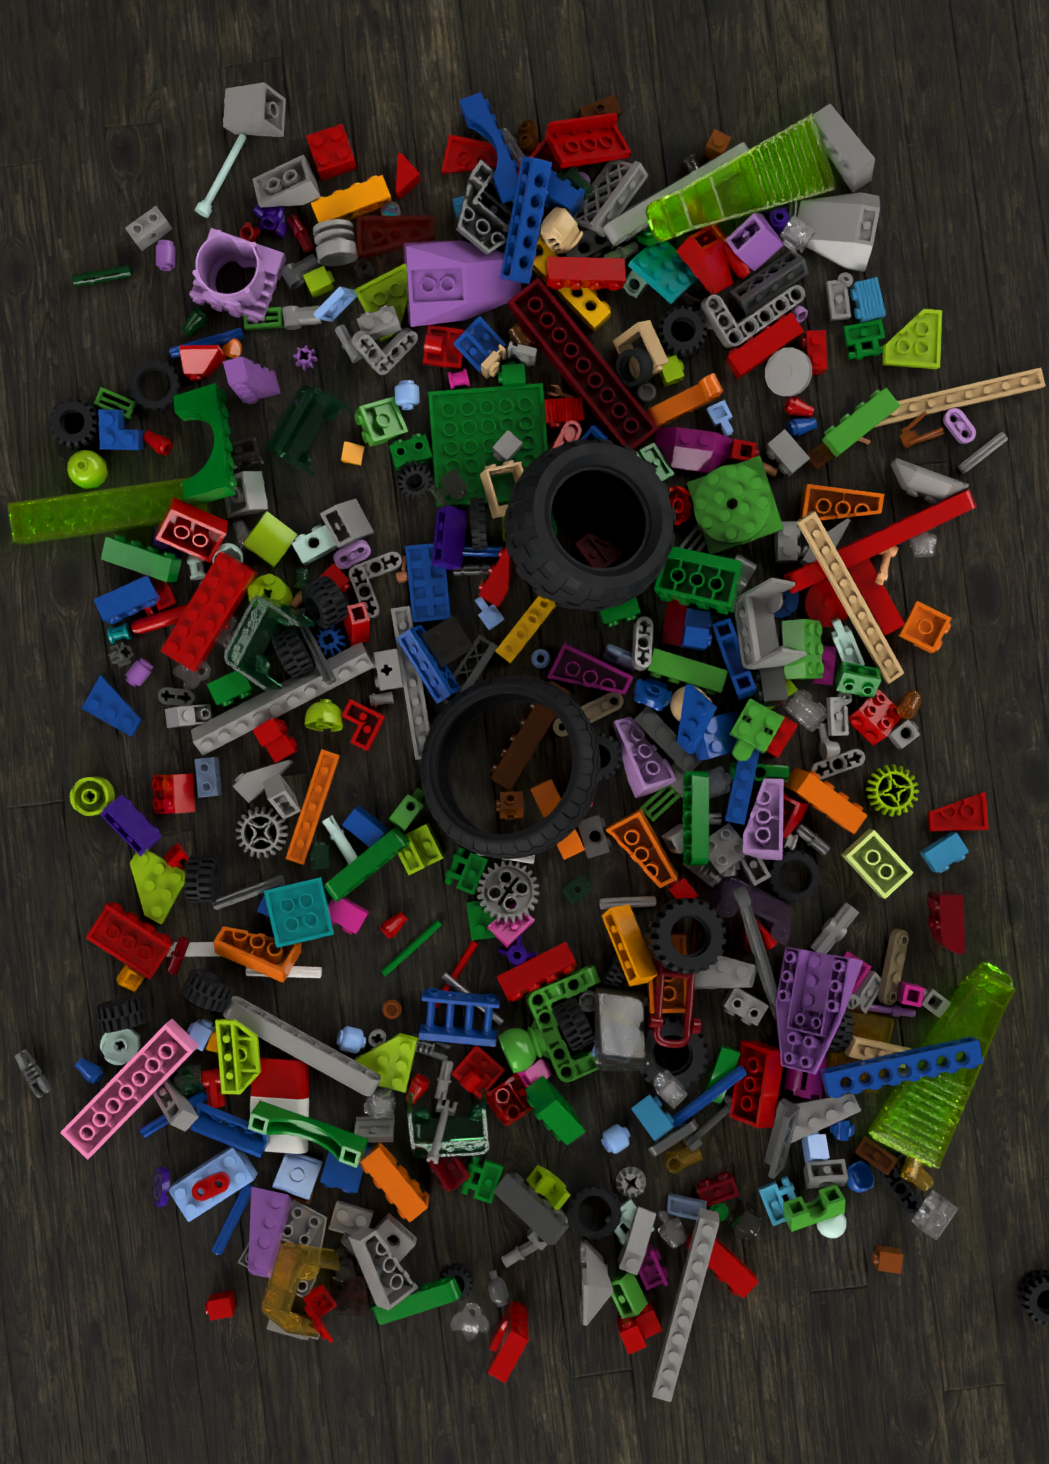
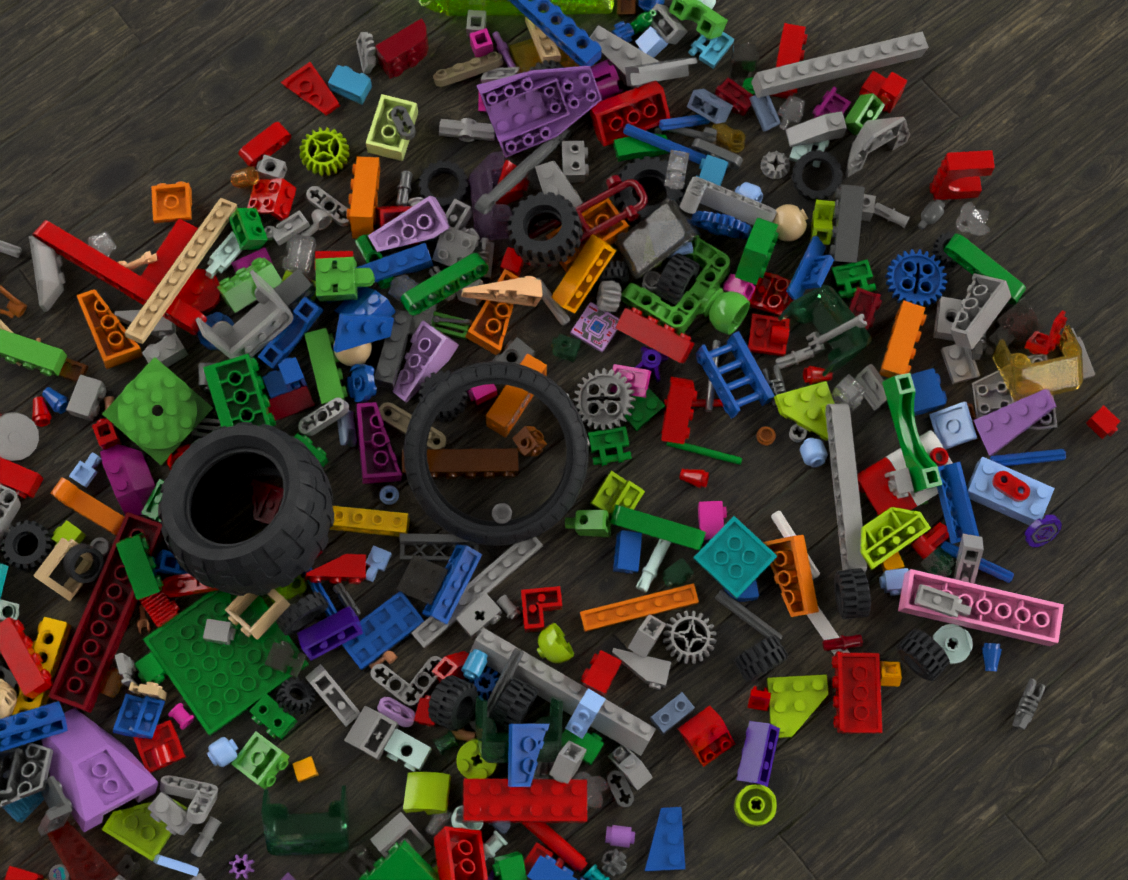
camera: 120 degrees left, 15 degrees down
(149, 1057) = (940, 602): none -> light grey hinge
(215, 665) = (567, 762): none -> light grey brick
(243, 632) = (524, 747): none -> blue wing
(245, 703) = (585, 713): none -> light blue brick
(273, 1146) = (942, 452): none -> red plate
(275, 1094) = (900, 482): none -> light grey brick
(345, 639) = (474, 664): none -> dark azure brick
(399, 510) = (333, 695): none -> light grey slope
(434, 235) = (59, 807): none -> dark grey bracket
(435, 1246) = (898, 275): none -> blue gear
(453, 738) = (502, 513): none -> flat silver tile
(457, 949) = (678, 410): none -> red wedge
(508, 1146) = (811, 269): none -> blue bracket
(567, 1158) = (790, 222): none -> tan brick
(579, 926) = (595, 327): none -> tile
(597, 954) = (608, 296): none -> light grey gear
(598, 1095) = (721, 224): none -> blue gear
(601, 411) = (140, 566): none -> green wedge
(620, 1113) = (724, 201): none -> light grey beam
(646, 879) = (515, 291): none -> light nougat wedge
(671, 793) = (436, 319): none -> dark grey hinge
(720, 1128) = (682, 122): none -> blue axle
(720, 1160) = (709, 106): none -> sand blue brick
(840, 1154) = (643, 21): none -> green piece
(871, 879) = (400, 124): none -> dark grey beam
(931, 741) = (264, 144): none -> red beam
(967, 885) = (366, 51): none -> light grey hinge

